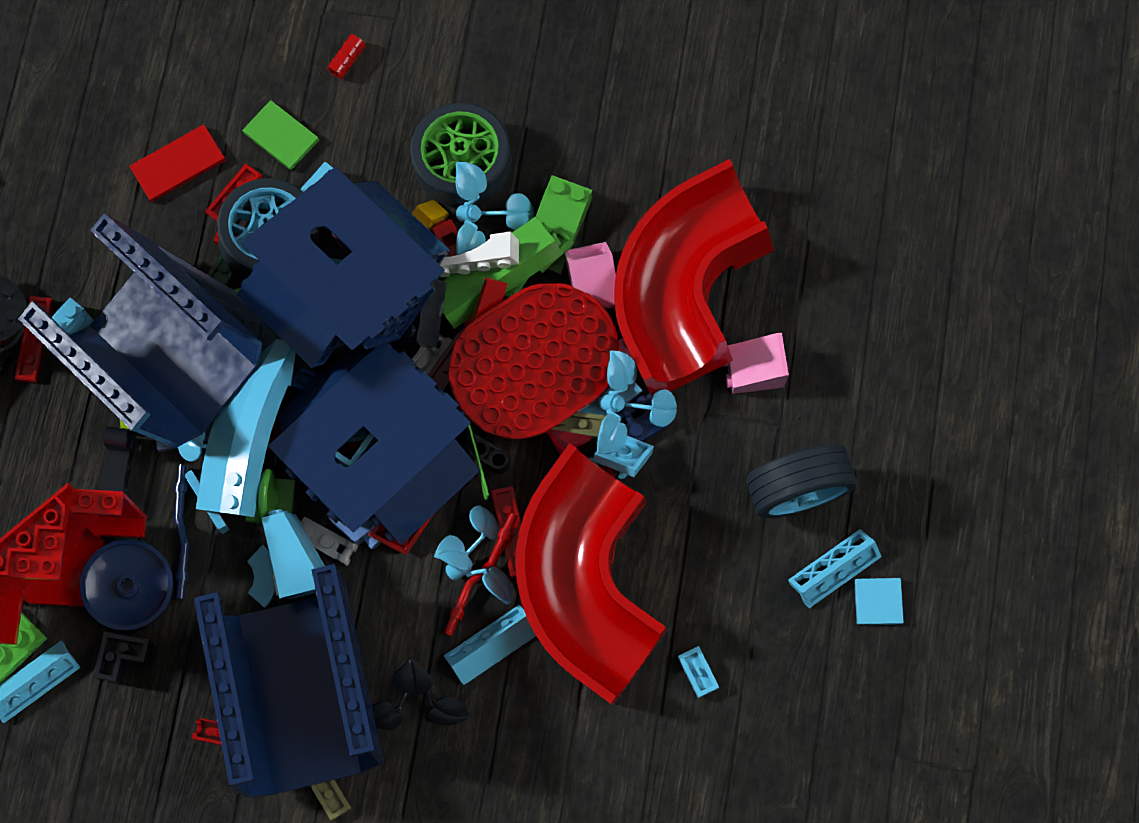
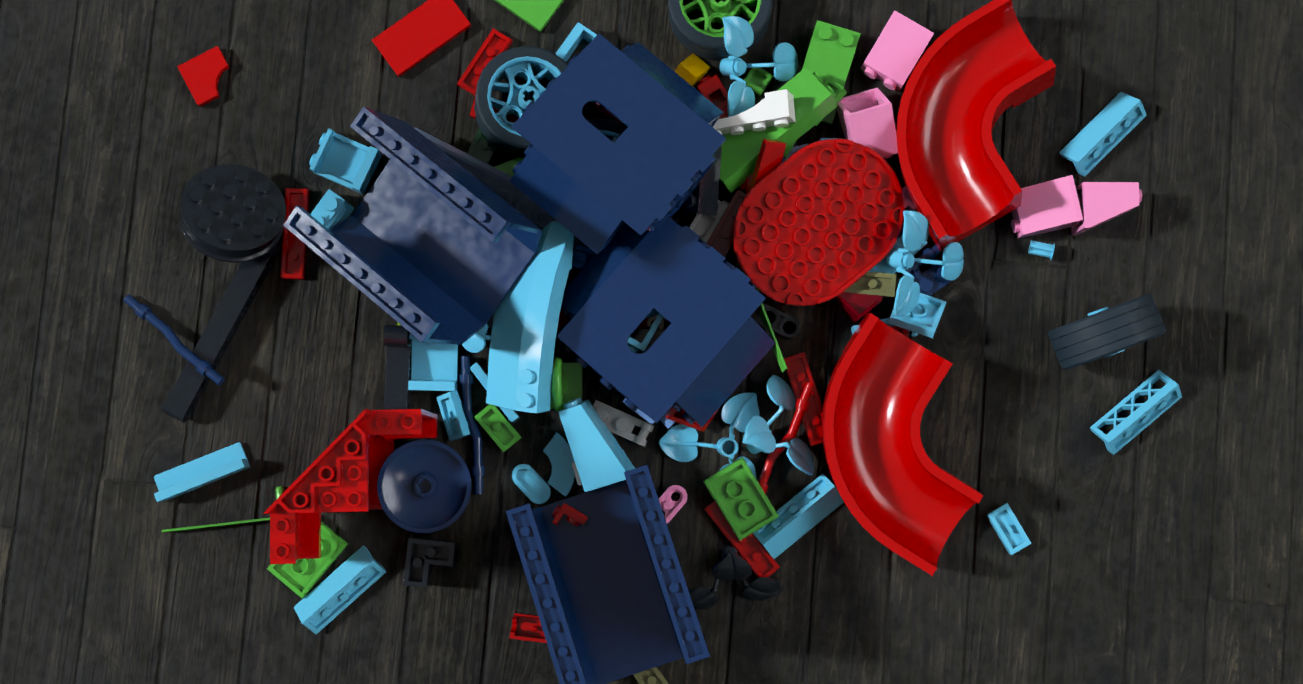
camera: 10 degrees left, 10 degrees up
(89, 275) = (345, 161): none -> medium azure panel
(151, 467) = (433, 366): none -> medium azure panel
(163, 520) = (453, 415): none -> medium azure plate
(206, 535) = (498, 427): none -> bright green plate
(232, 593) = (531, 483): none -> medium azure tile
(269, 624) = (574, 516): none -> red bracket
(362, 620) = (668, 505): none -> bright pink plate
(432, 602) = (681, 441): none -> medium azure plant
(433, 660) = (749, 547): none -> red tile
(434, 621) = (740, 498): none -> bright green tile
(492, 225) = (758, 80): none -> bright green tile
(624, 207) = (896, 51): none -> bright pink slope
(752, 405) = (1041, 249): none -> medium azure piece
(813, 364) = (1105, 202): none -> bright pink slope
(823, 300) = (1104, 132): none -> medium azure panel
(878, 601) = (1182, 442): medium azure tile -> none

